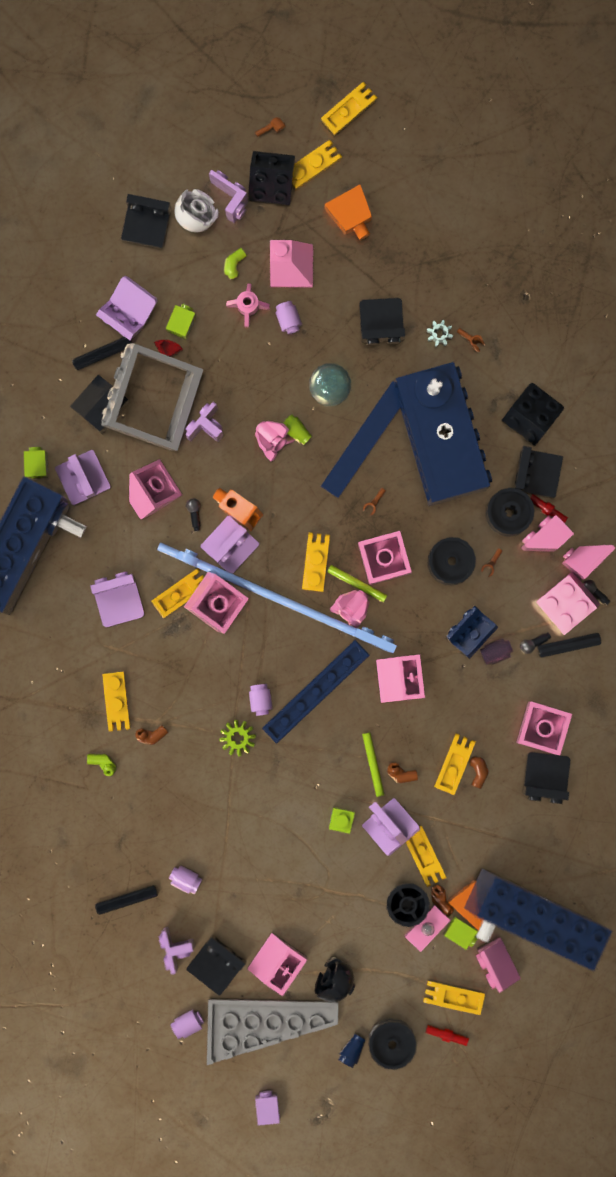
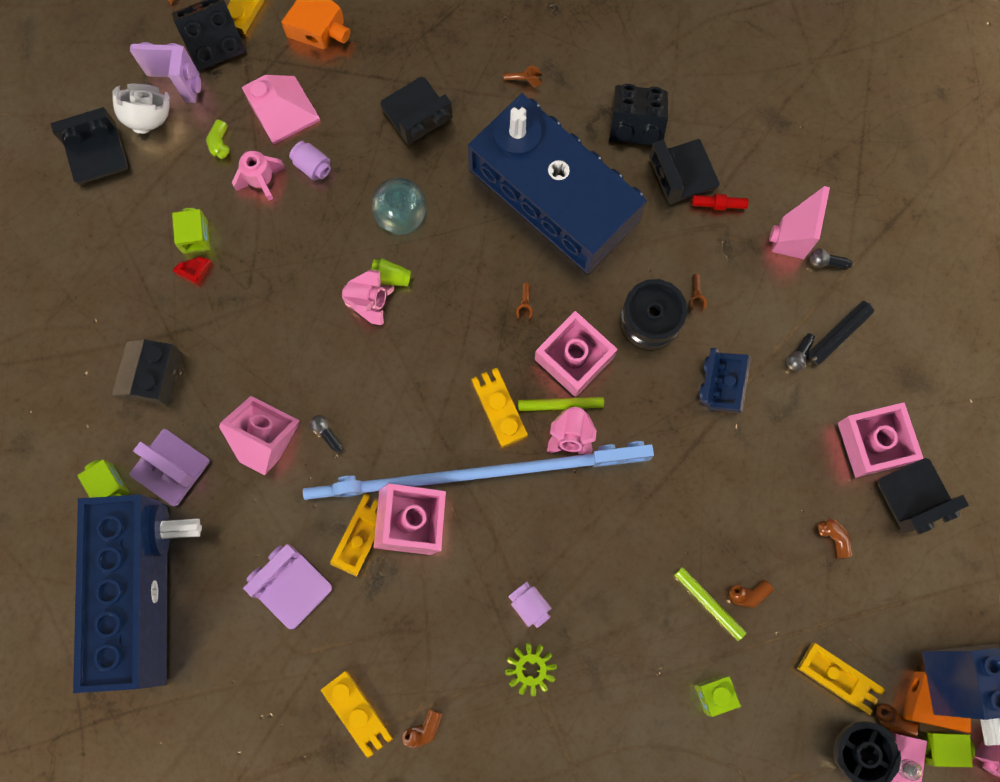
camera: 30 degrees left, 10 degrees down
(100, 353) = (118, 315): black axle -> none
(128, 308) = (120, 246): lavender bracket -> none
(182, 407) = (244, 318): light grey window -> none
(211, 427) = (280, 322): lavender bracket -> none
(229, 545) = (388, 444): lavender bracket -> none
(244, 511) = (374, 395): orange torso -> none
(315, 691) = (589, 558): dark blue tile -> none
(363, 442) = (472, 247): dark blue tile -> none
(390, 826) = (780, 667): lavender bracket -> none
(400, 678) = (680, 480): bright pink slope -> none
(434, 335) = (484, 80): light aqua gear -> none
(454, 765) = (804, 546): yellow hinge -> none
(496, 651) = (767, 386): clear purple brick -> none
(514, 500) = (682, 225): black wheel -> none
(550, 537) = (742, 223): bright pink slope -> none
(568, 603) = (812, 284): bright pink brick -> none

